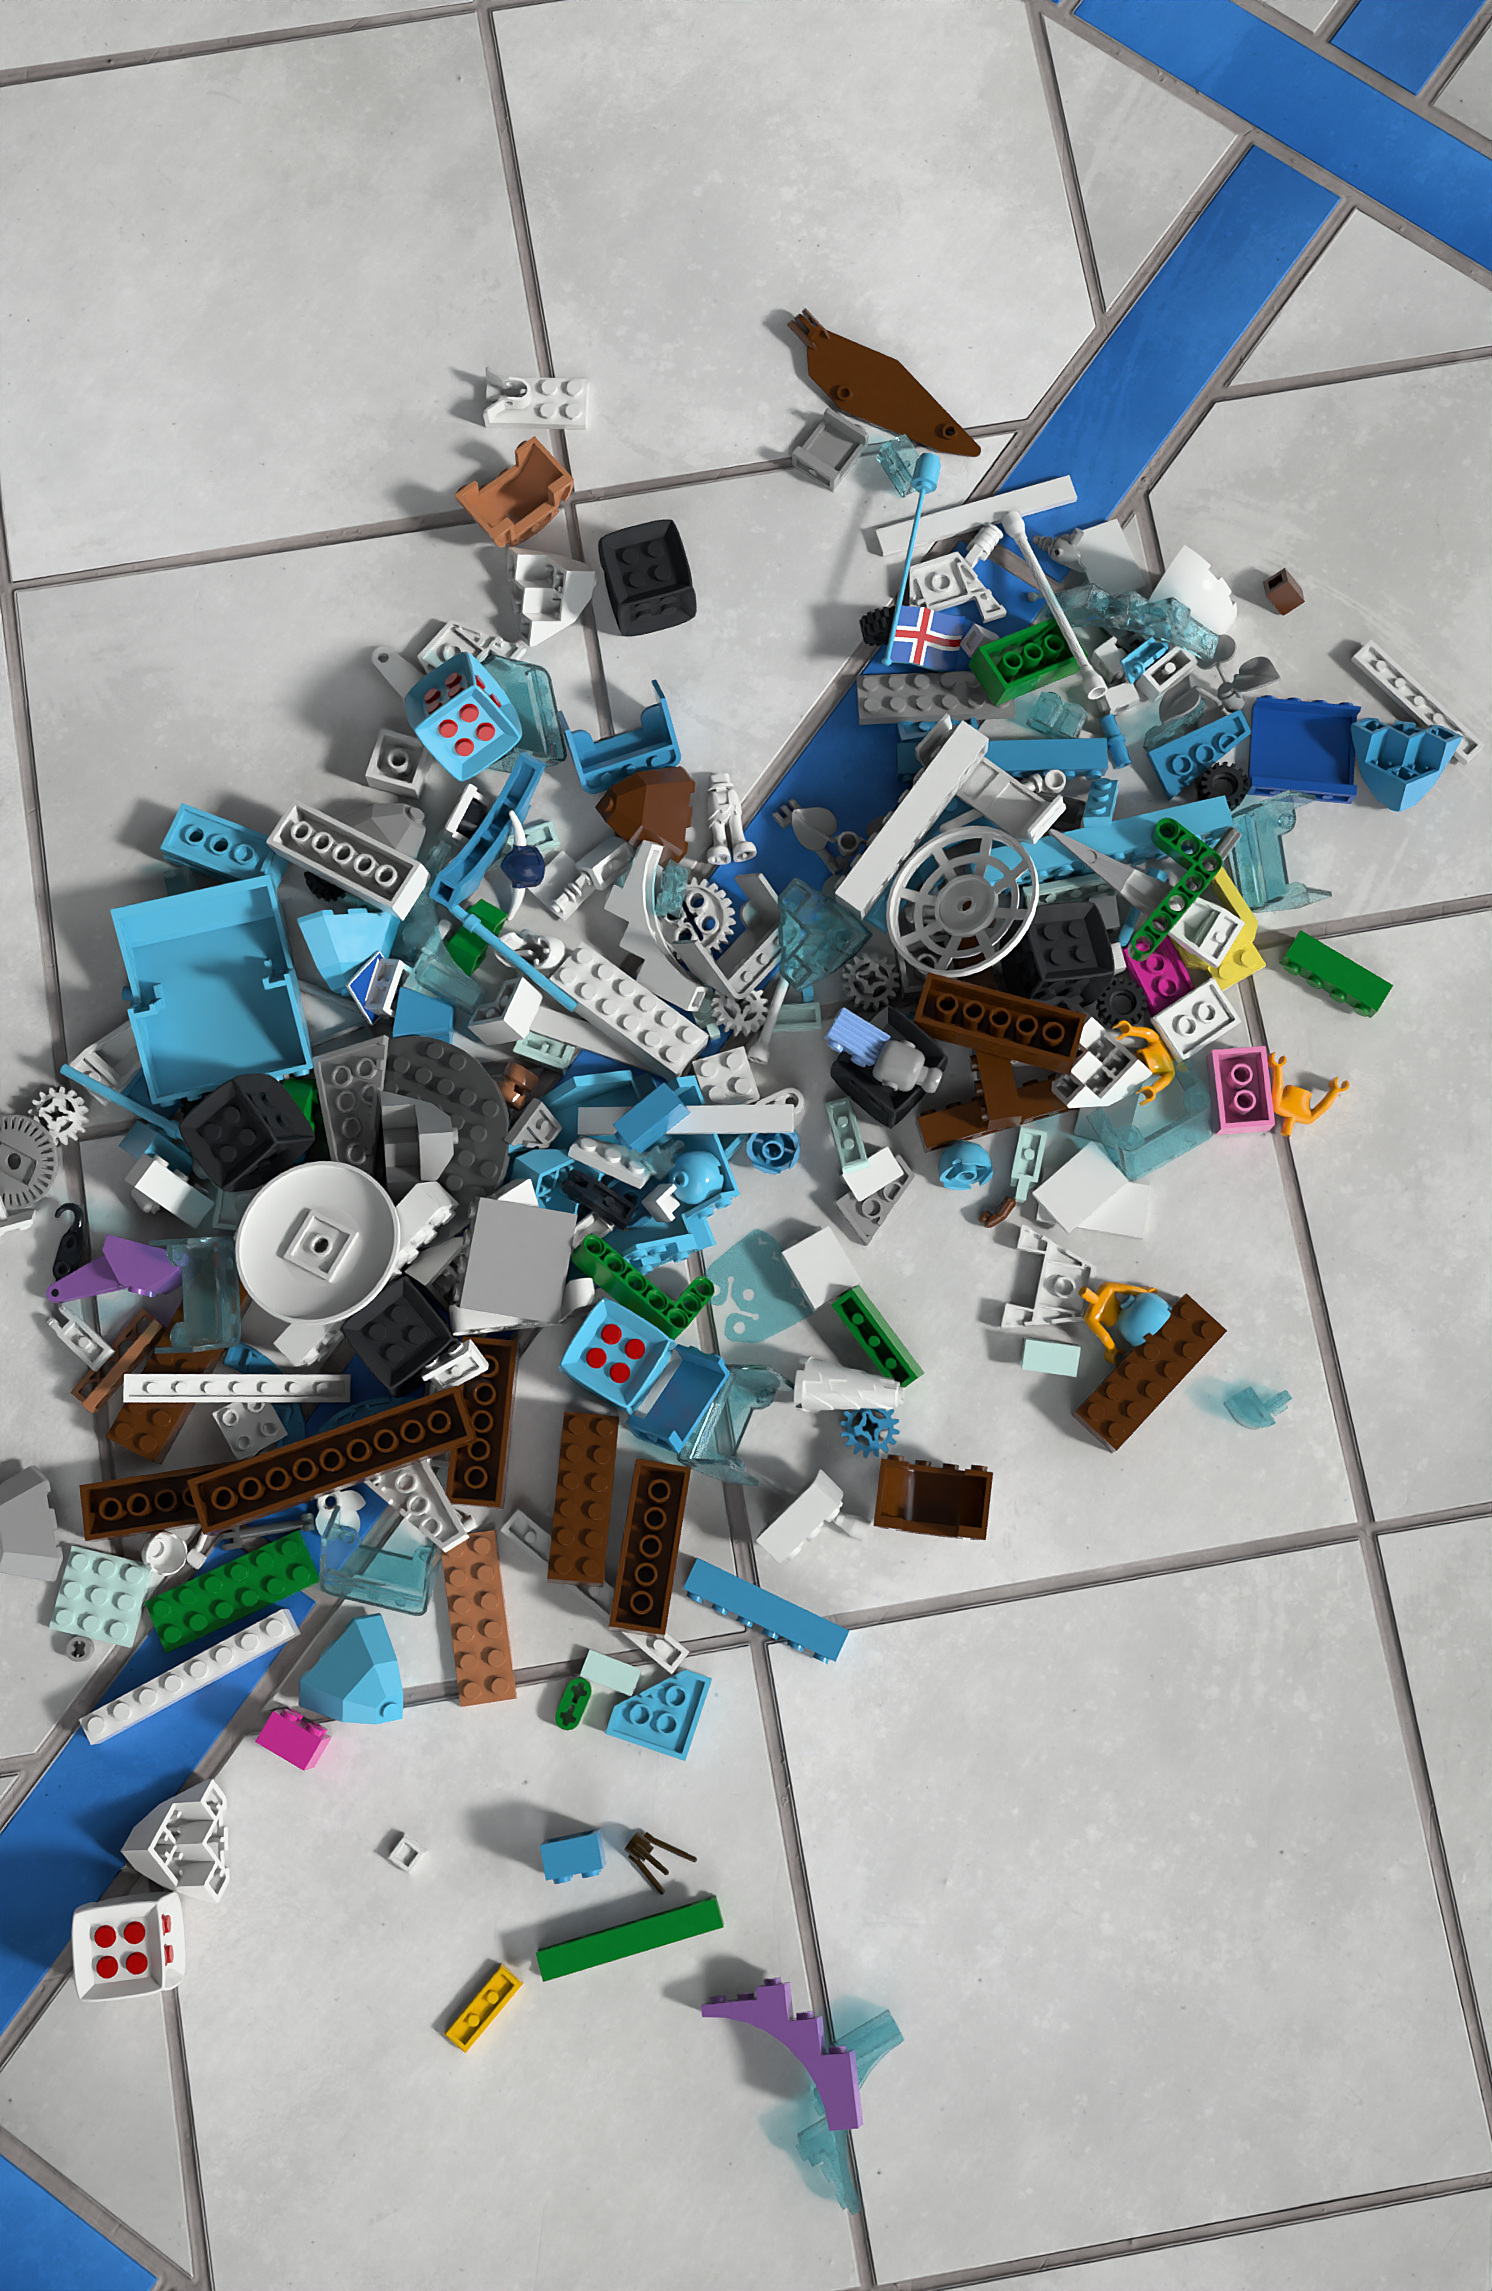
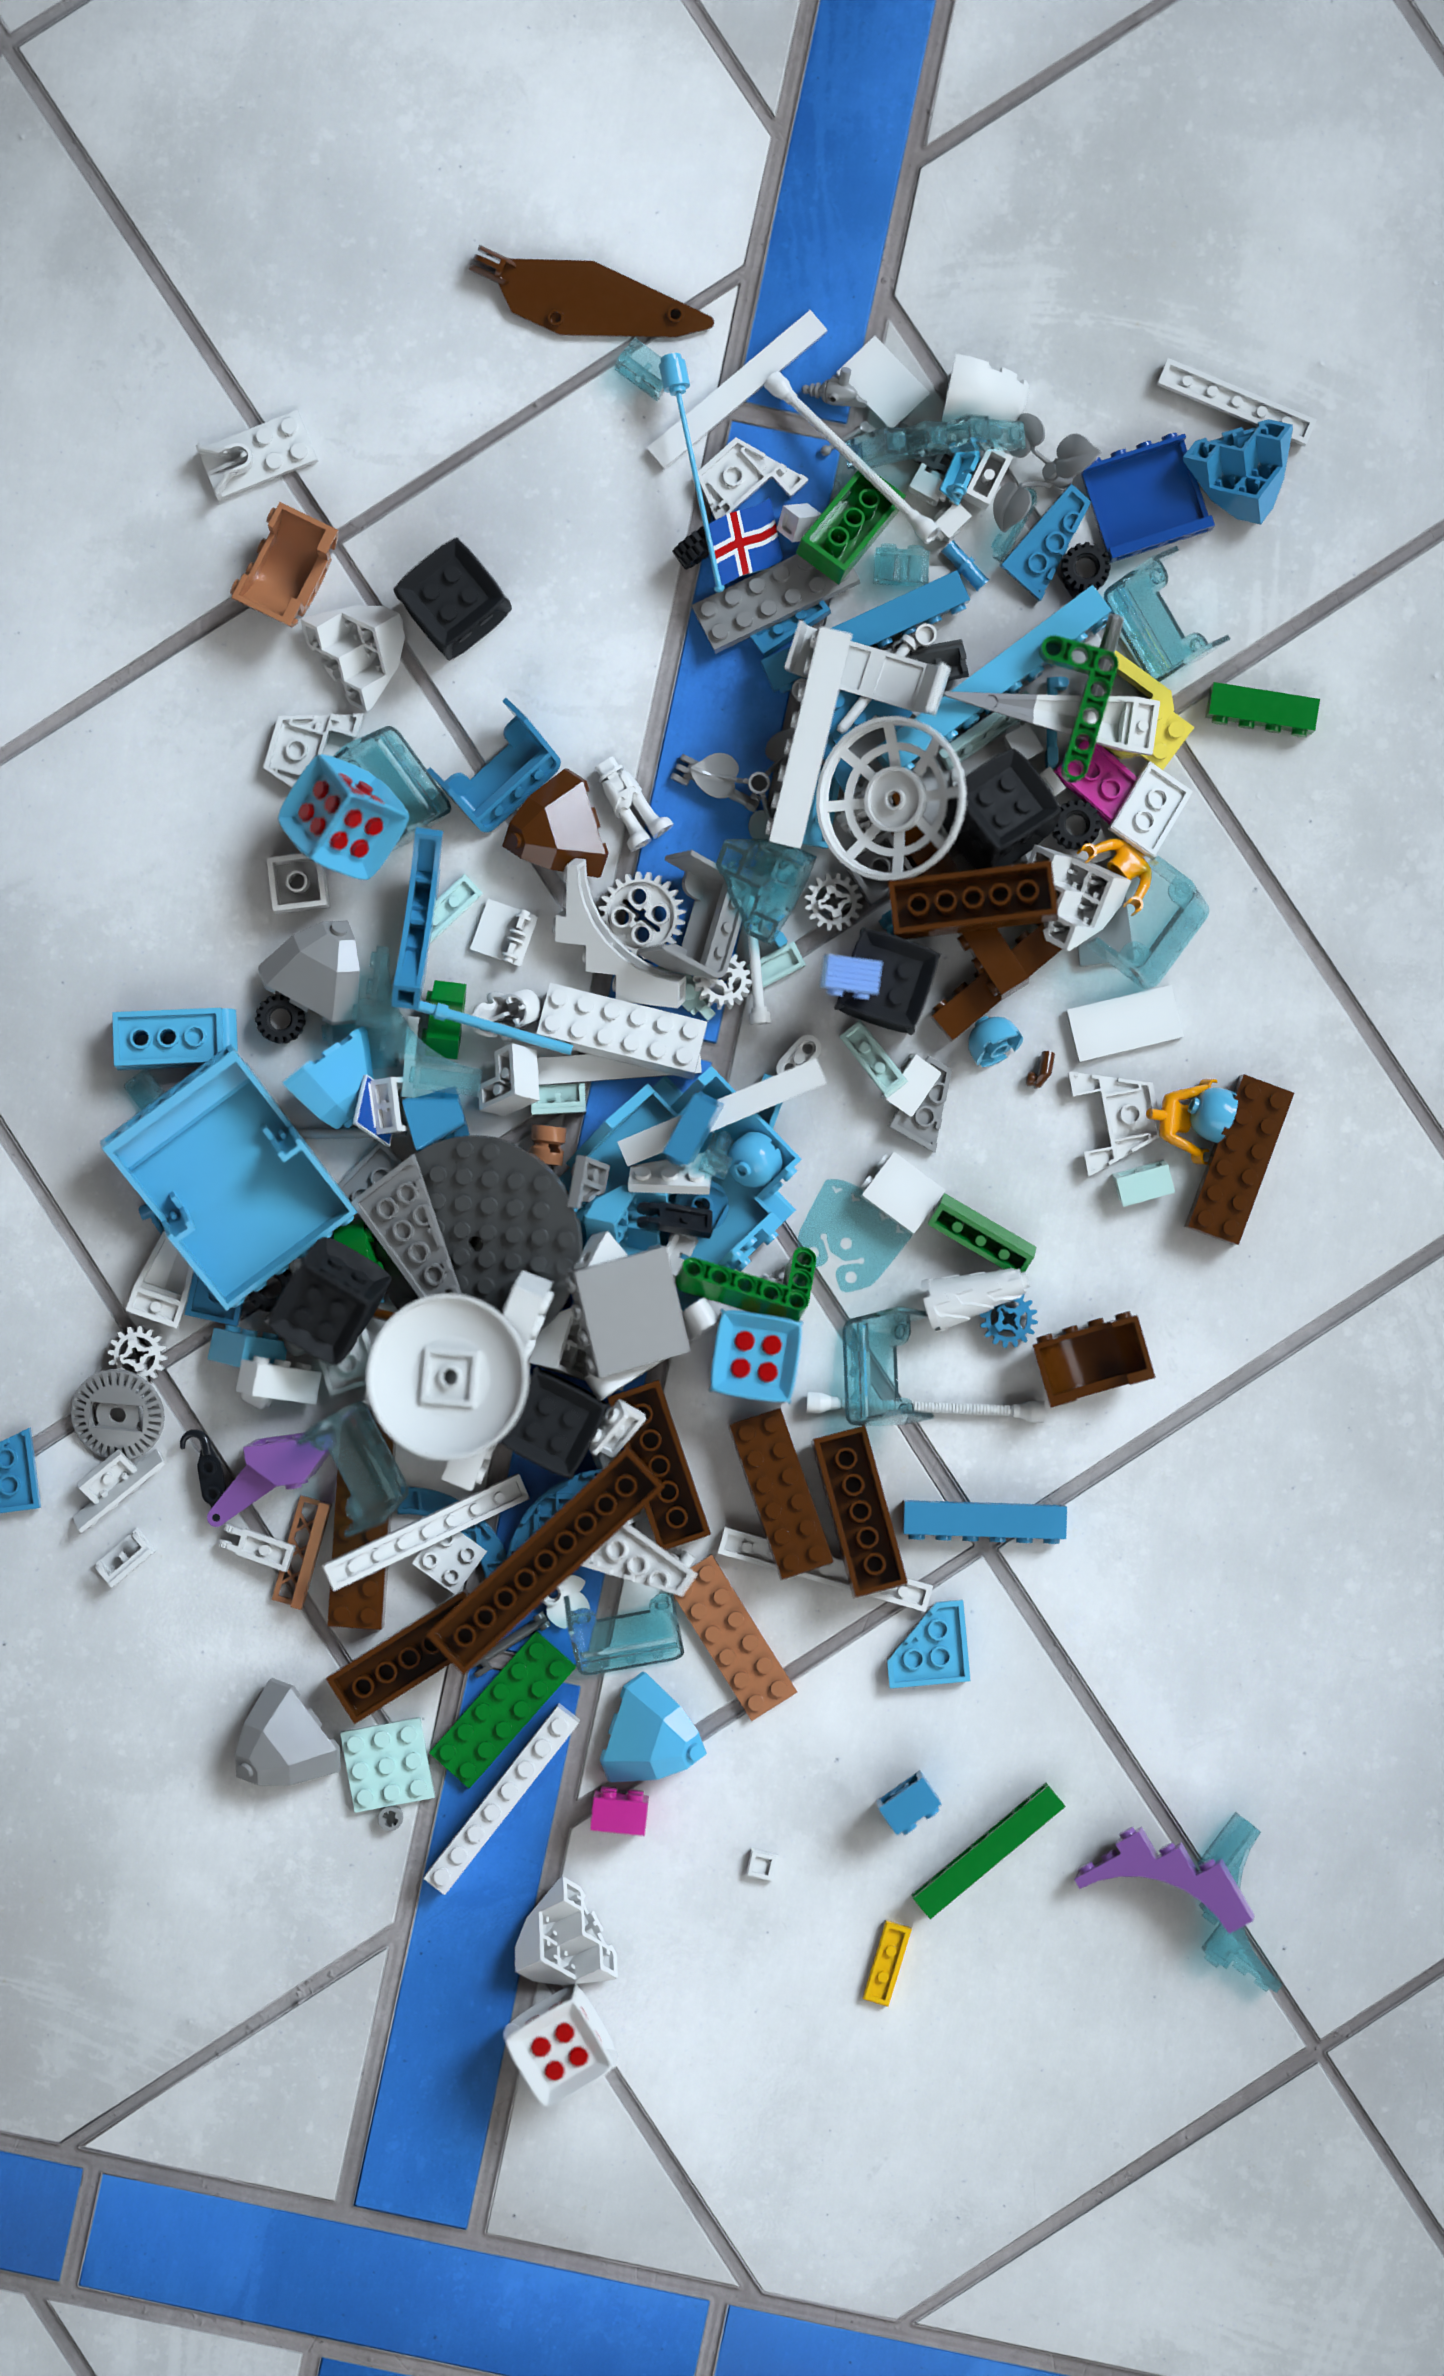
camera: 30 degrees left, 10 degrees up
(164, 1553) = (427, 1703): white hair -> none
(170, 1127) = (256, 1323): medium azure bar -> none
(194, 1557) = (455, 1695): white hand -> none
(349, 859) = (300, 1002): white brick -> none
(396, 670) = (251, 789): white piece -> none
(415, 1142) = (487, 1243): light grey brick -> none
(464, 816) = (382, 908): white piece -> none
(521, 865) = (459, 933): dark blue helmet -> none
(567, 1701) = (856, 1674): green beam -> none
(607, 861) = (536, 892): white panel -> none
(610, 1672) = (870, 1633): light aqua tile -> none
(640, 1848) = (964, 1772): dark brown plant -> none
(661, 1202) = (732, 1197): white panel -> none
(673, 890) = (611, 891): clear light blue hinge -> none
(682, 1400) = (830, 1368): dark azure panel -> none
(726, 1079) = (740, 1056): white brick -> none
(773, 1151) = (815, 1105): dark azure cylinder -> none
(801, 1517) = (982, 1427): white brick -> none
(831, 449) = (567, 382): light grey panel -> none
(903, 1067) = (904, 985): light grey piece -> none
(983, 544) = (756, 418): white hinge -> none
(1027, 1161) = (1049, 1010): light aqua hinge -> none
(1079, 1187) = (1107, 1015): white tile -> none
(1101, 803) = (978, 638): medium azure plate -> none
(1240, 1090) = (1218, 860): bright pink brick -> none
(1250, 1411) = (1347, 1156): clear light blue brick -> none
(1283, 591) = (1065, 343): reddish brown panel -> none
(1295, 1102) = (1272, 848): light orange piece -> none

